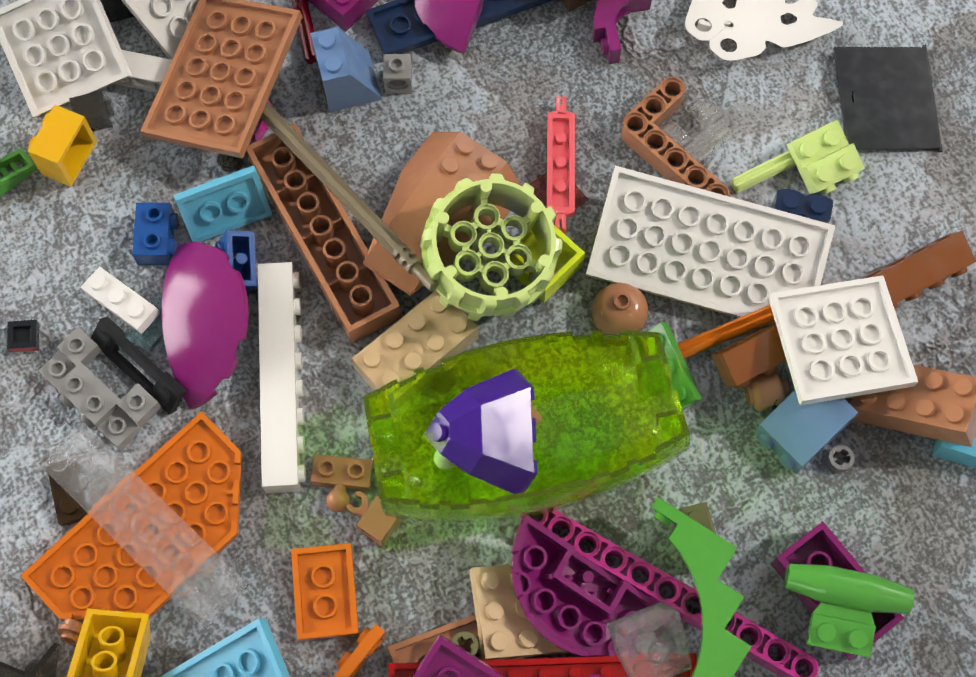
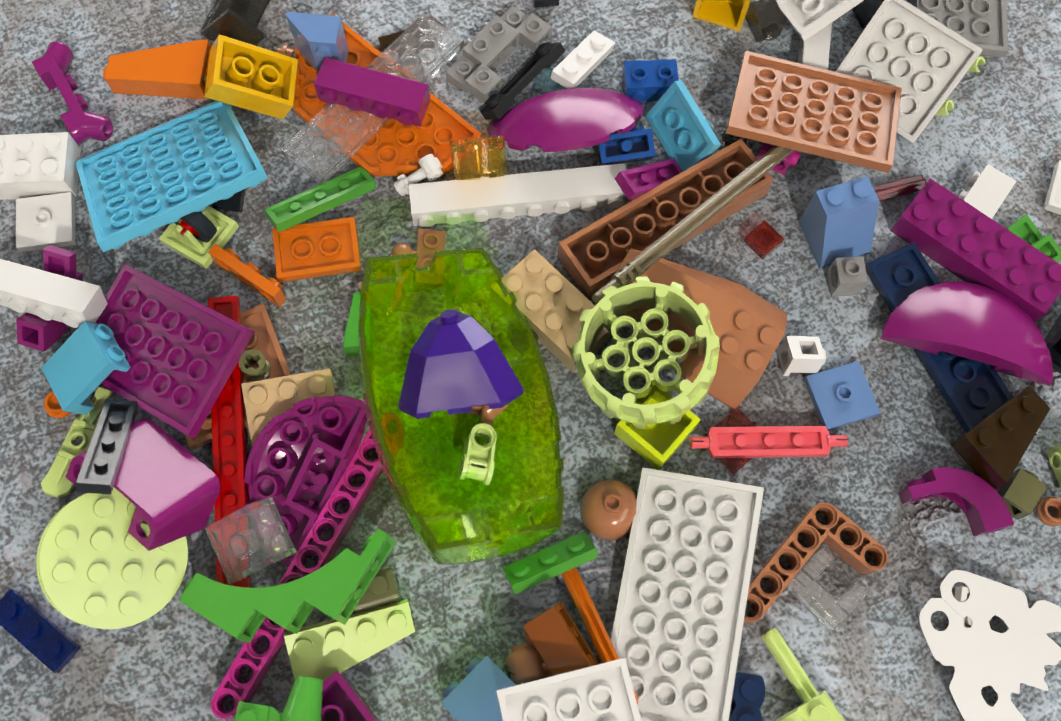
camera: 85 degrees right, 0 degrees up
(75, 578) = (318, 37): none -> medium blue slope
(150, 517) = (372, 92): none -> magenta brick
(239, 410) = (478, 157): none -> clear yellow brick
(242, 464) = (429, 168): none -> white bar
(267, 585) = (320, 199): none -> bright green plate
(278, 240) = (645, 178): none -> magenta plate
(350, 144) = (763, 239): none -> clear red plate
(424, 547) = (350, 343): none -> bright green slope
(477, 123) = (801, 355): none -> white brick
(515, 97) = (841, 396): none -> medium blue plate
(571, 421) = (478, 459): none -> yellowish green piece
(749, 568) = (333, 647): none -> yellowish green wing

